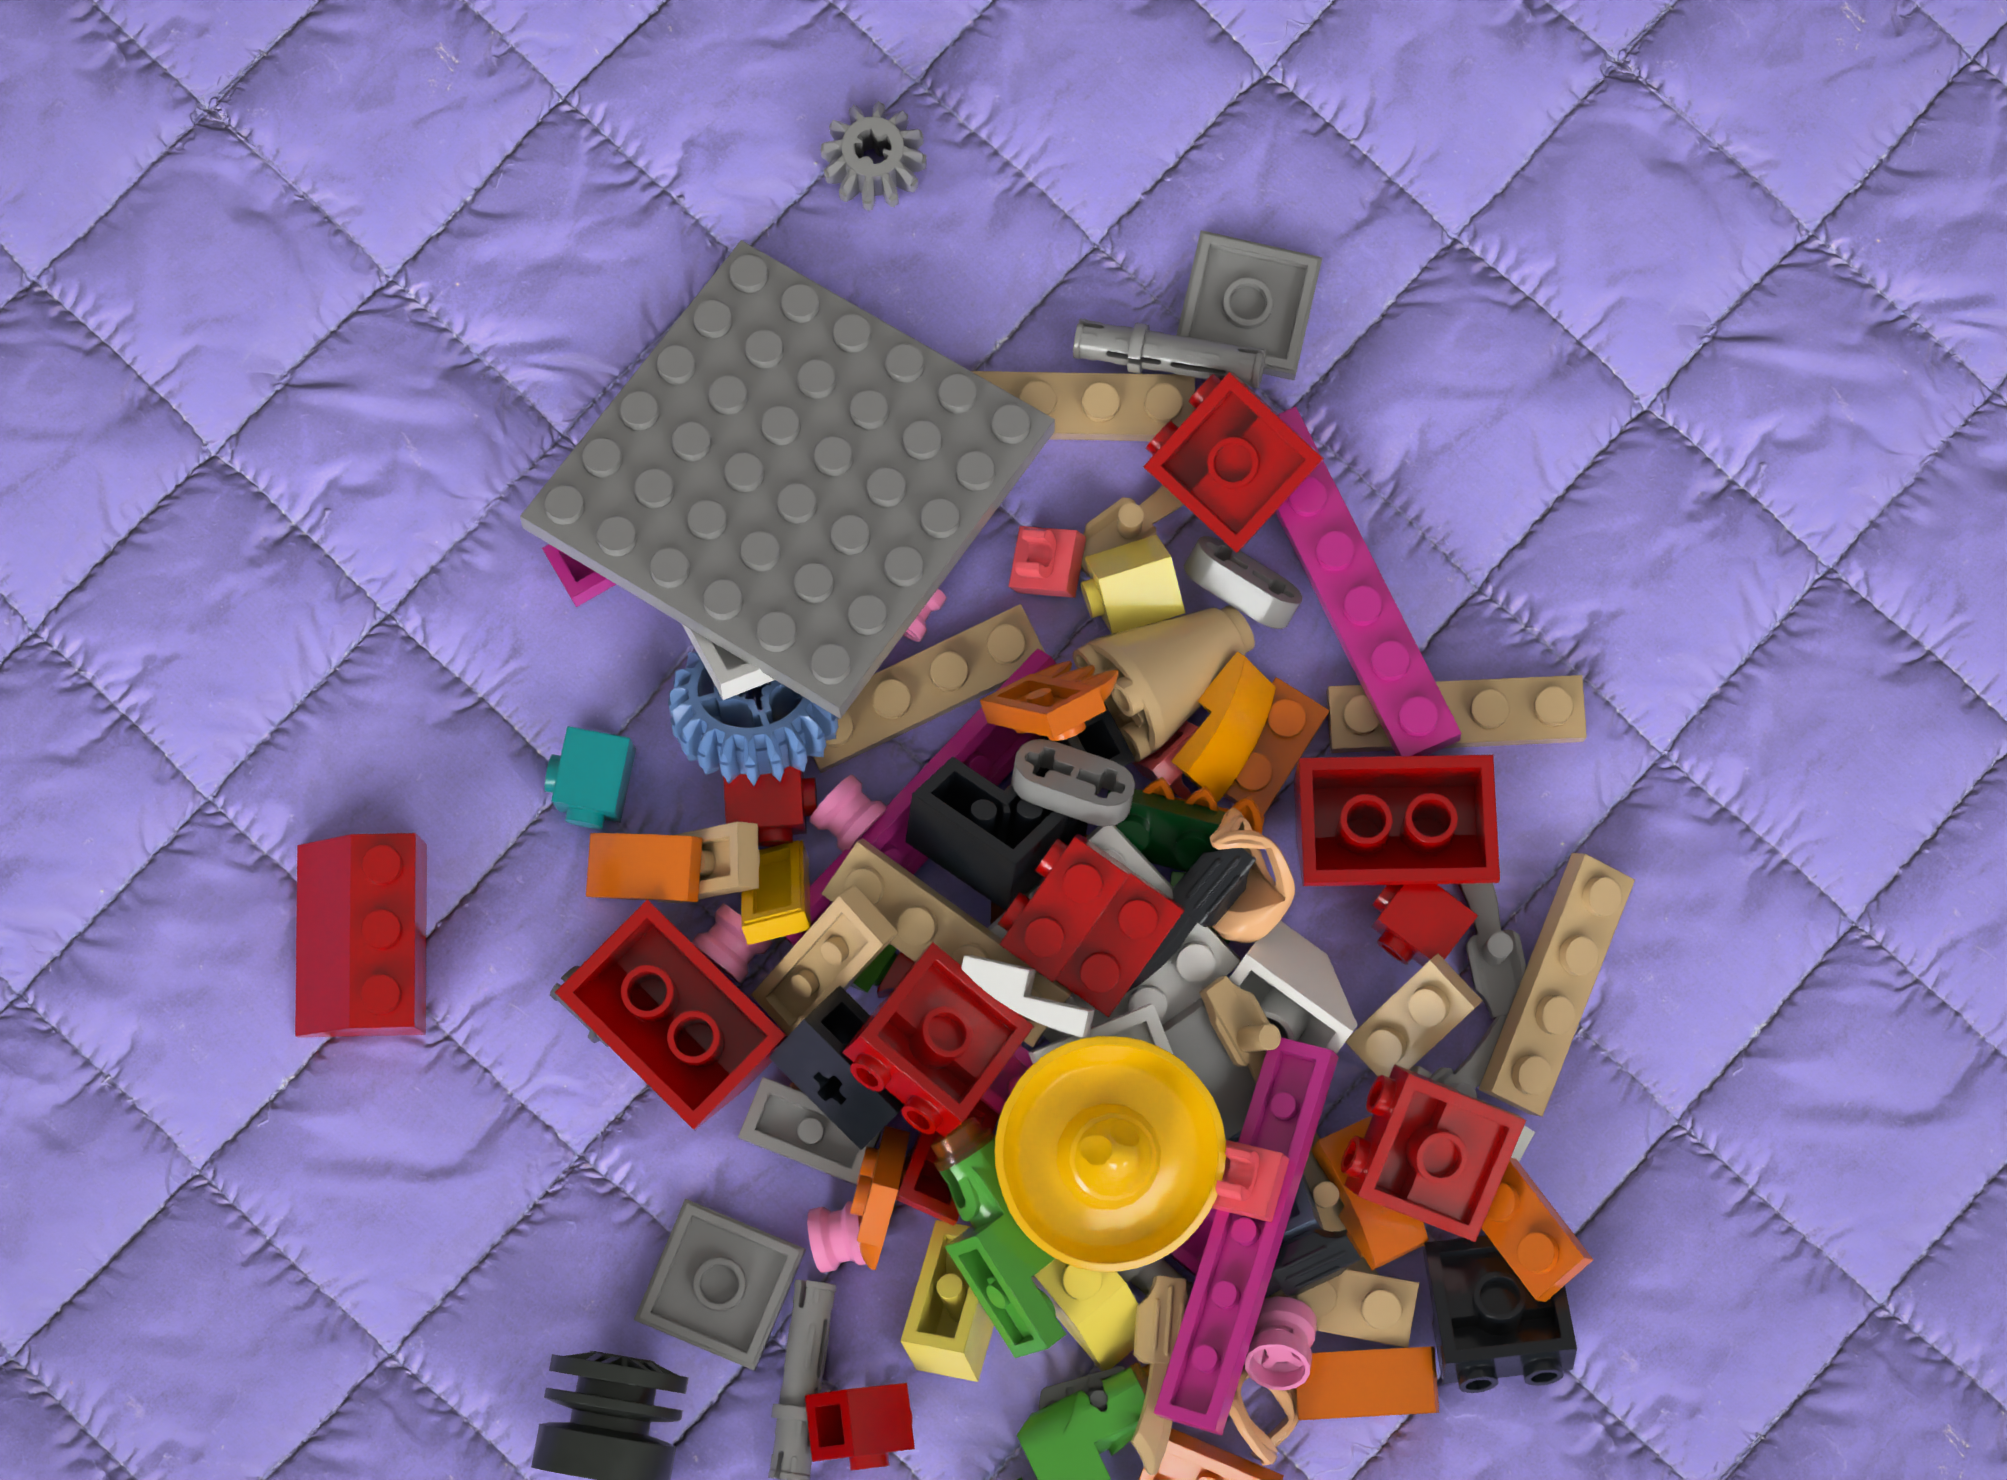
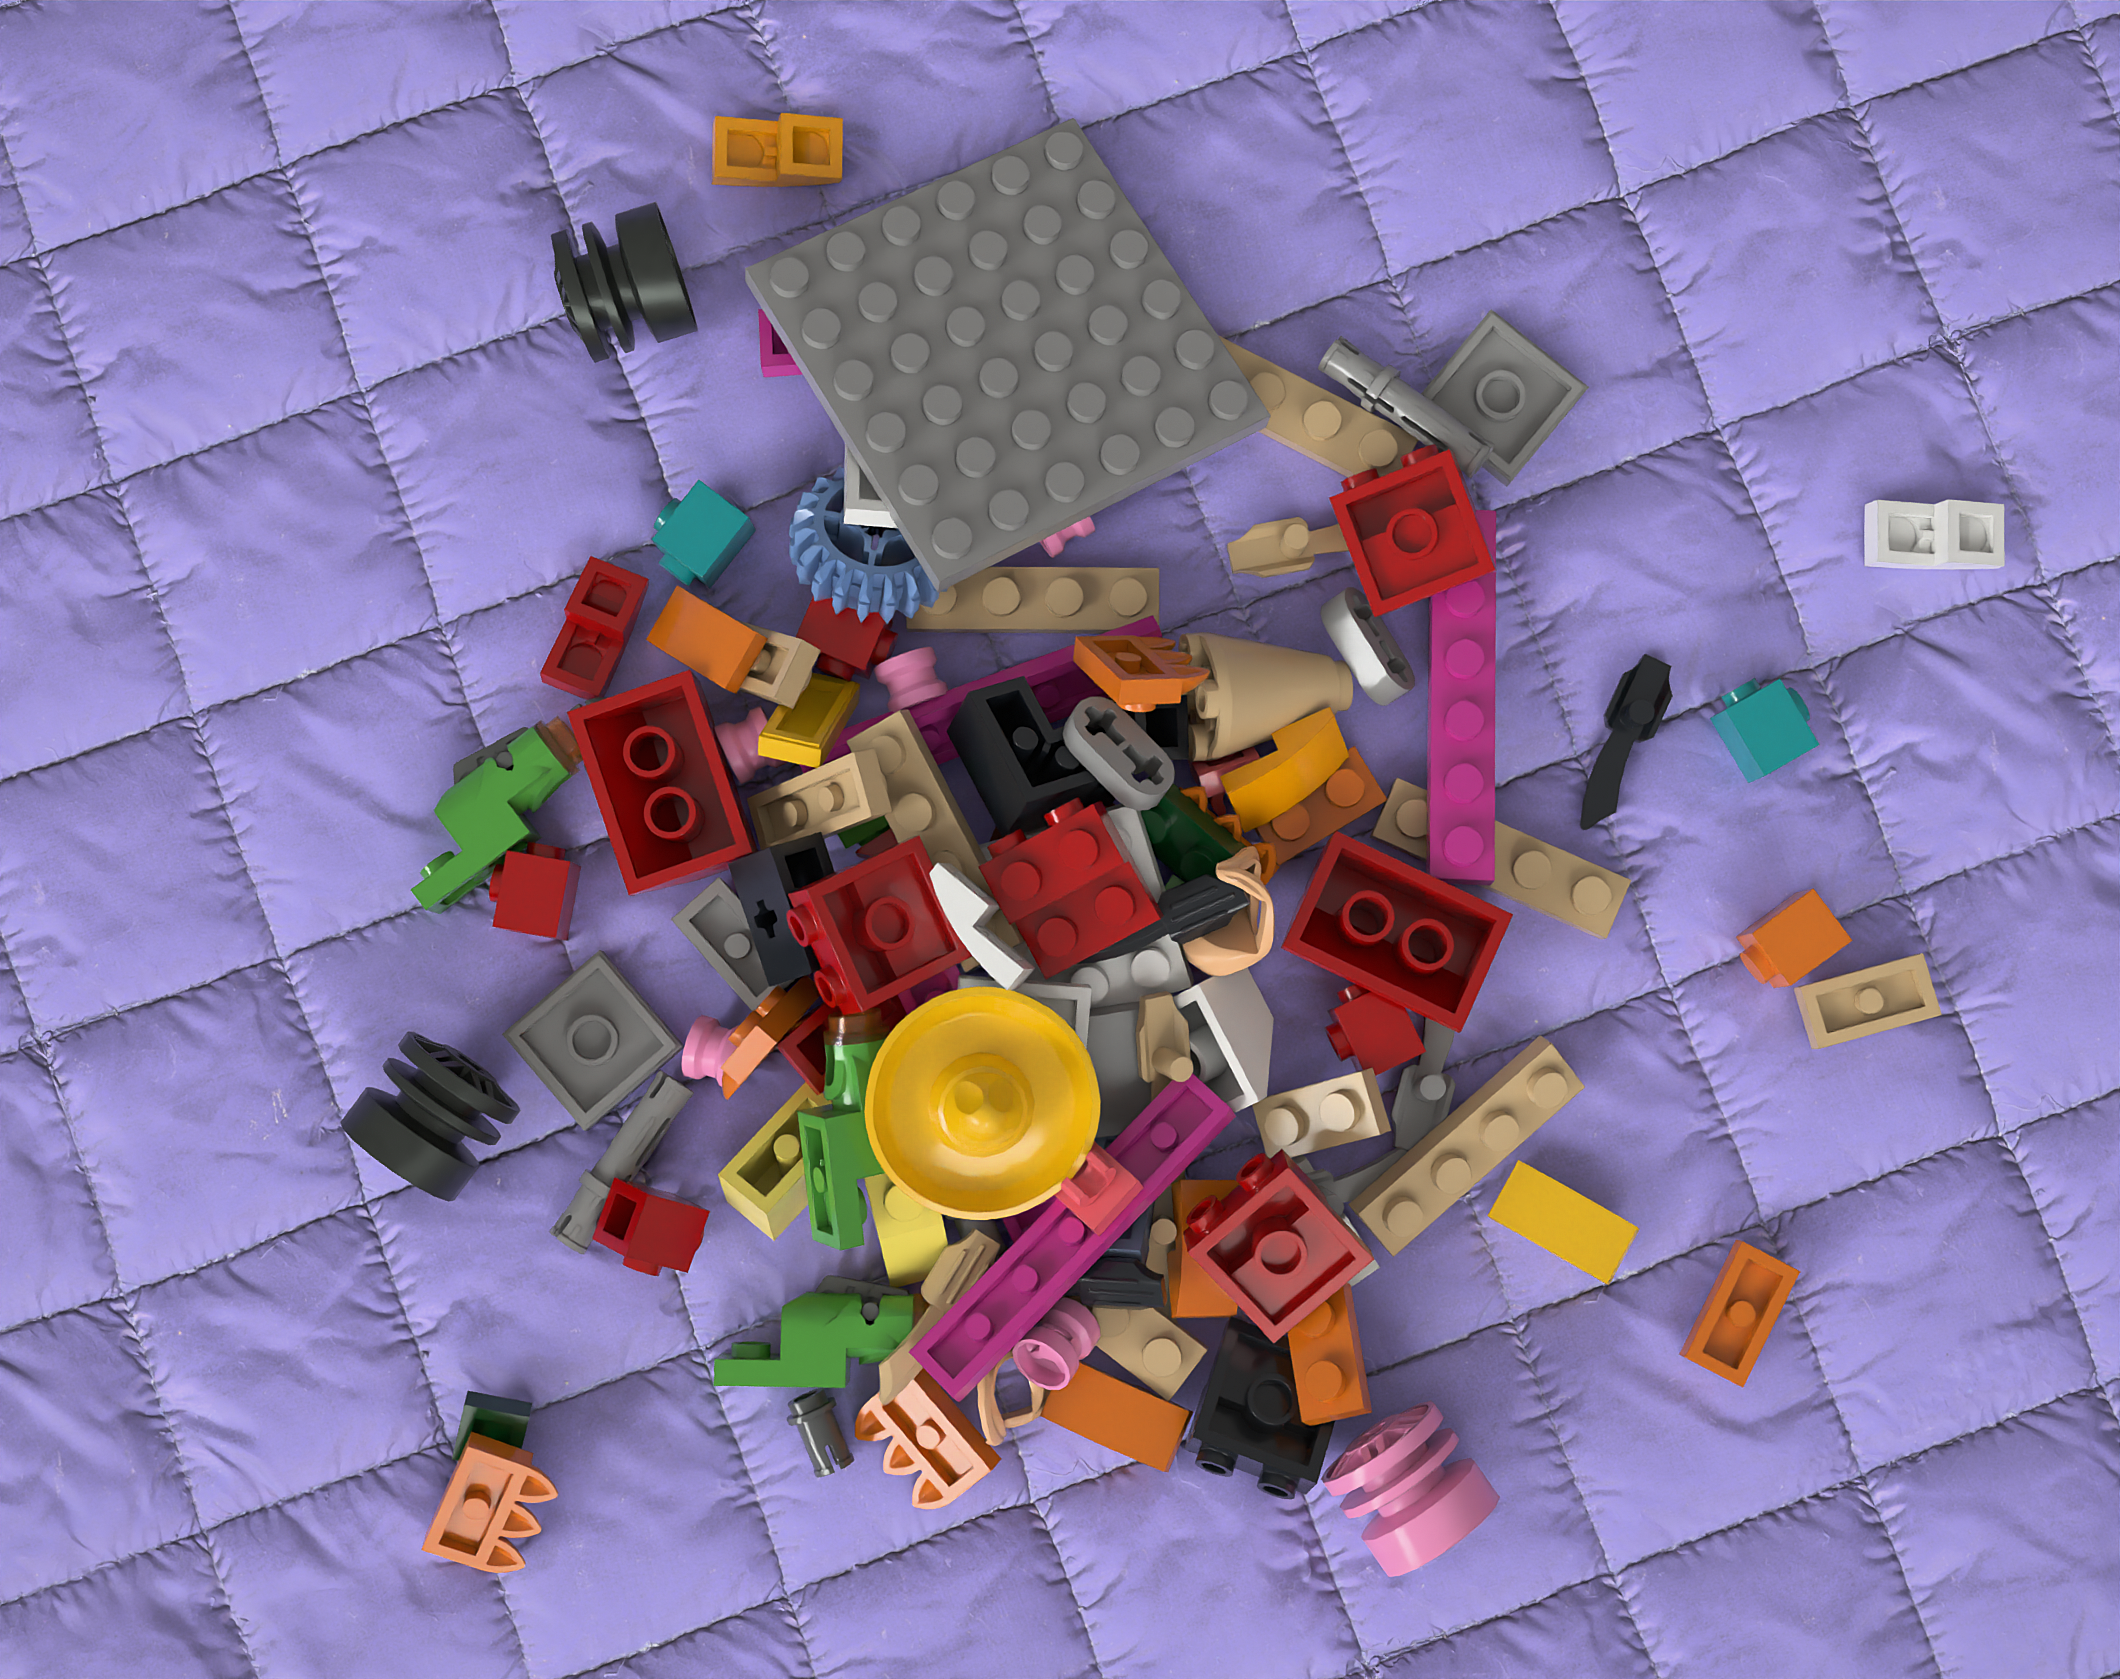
camera: 25 degrees right, 5 degrees up
(361, 936) = (433, 578): red slope -> none
(411, 582) = (623, 282): none -> pearl dark grey wheel
(486, 400) = (777, 153): none -> light orange slope
(518, 1114) = (489, 805): none -> bright green plate
(535, 910) = (595, 629): none -> red slope
(600, 1174) = (535, 892): none -> red brick
(887, 139) = (1207, 104): light grey gear -> none
(1047, 561) = (1202, 541): coral tile -> none
(1132, 585) = (1266, 600): light yellow brick -> none
(1509, 529) = (1631, 716): none -> black piece
(1629, 482) = (1764, 727): none -> teal brick
(1667, 1315) = (1418, 1501): none -> bright pink wheel
(1677, 1009) = (1563, 1222): none -> yellow slope
(1692, 240) = (1934, 535): none -> white slope
(1750, 658) = (1791, 940): none -> orange brick
(1844, 679) = (1867, 1001): none -> tan plate
(1873, 1012) = (1739, 1313): none -> orange plate

